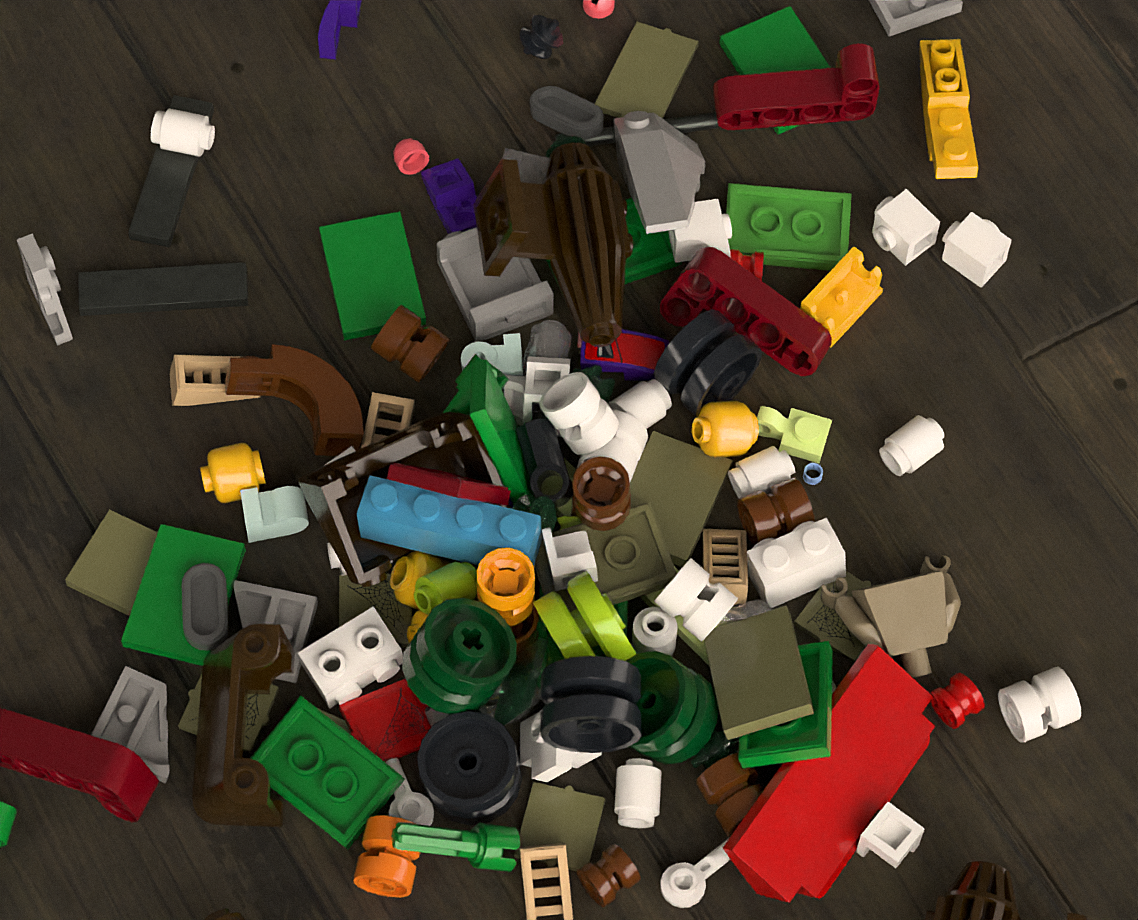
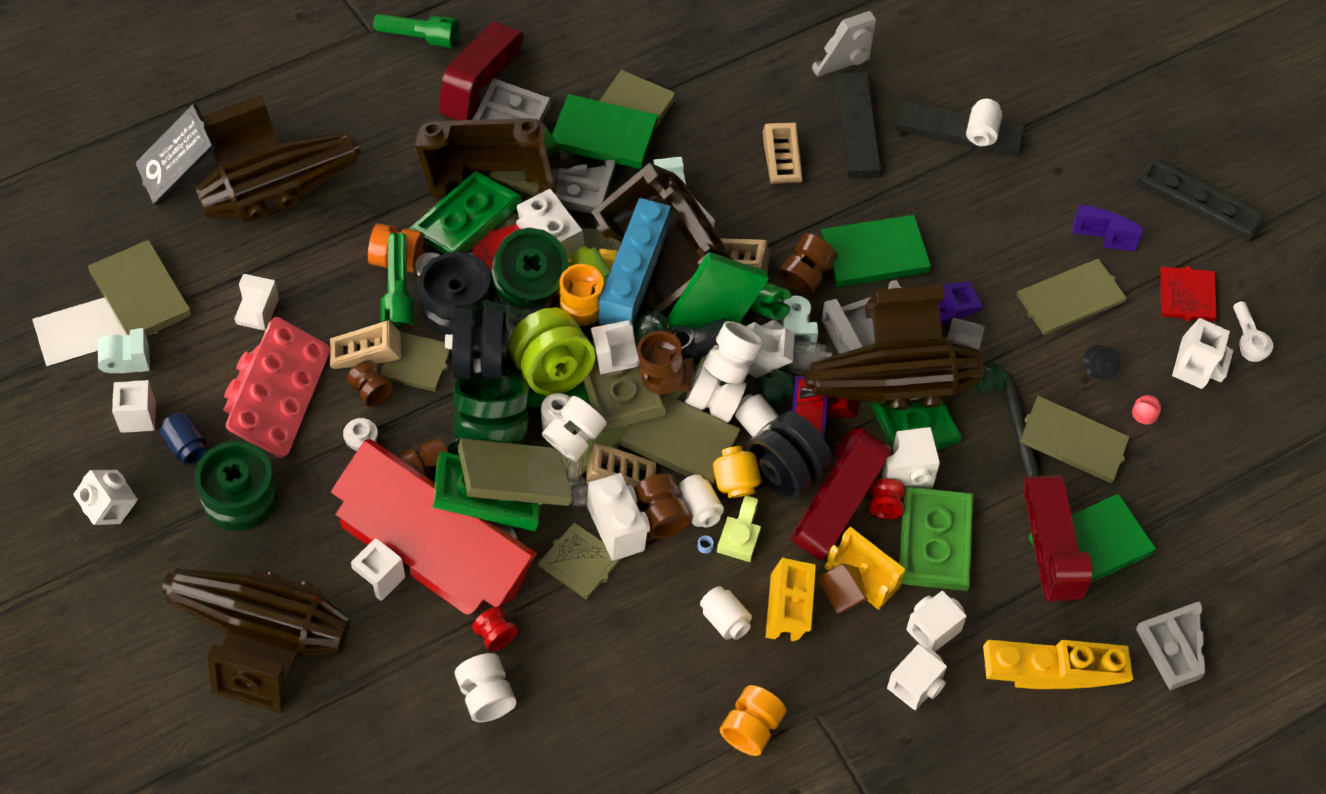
camera: 90 degrees right, 5 degrees down
(205, 606) = (589, 137): dark grey tile -> none
(232, 470) = (701, 159): yellow head -> none
(309, 385) = (762, 214): reddish brown arch -> none
(410, 156) = (981, 273): coral hinge -> none
(435, 66) = (1071, 296): none -> olive piece
(449, 483) = (664, 257): dark red tile -> none
(566, 112) = (1030, 379): dark grey tile -> none
(637, 793) = (432, 405): white brick -> none
(659, 169) = (973, 426): light grey wedge -> none
(869, 319) = (843, 587): none -> reddish brown slope
(890, 376) = (790, 599): none -> yellow hinge
(901, 613) = (568, 590): dark tan torso -> none
(1050, 415) = (750, 724): none -> light orange wheel

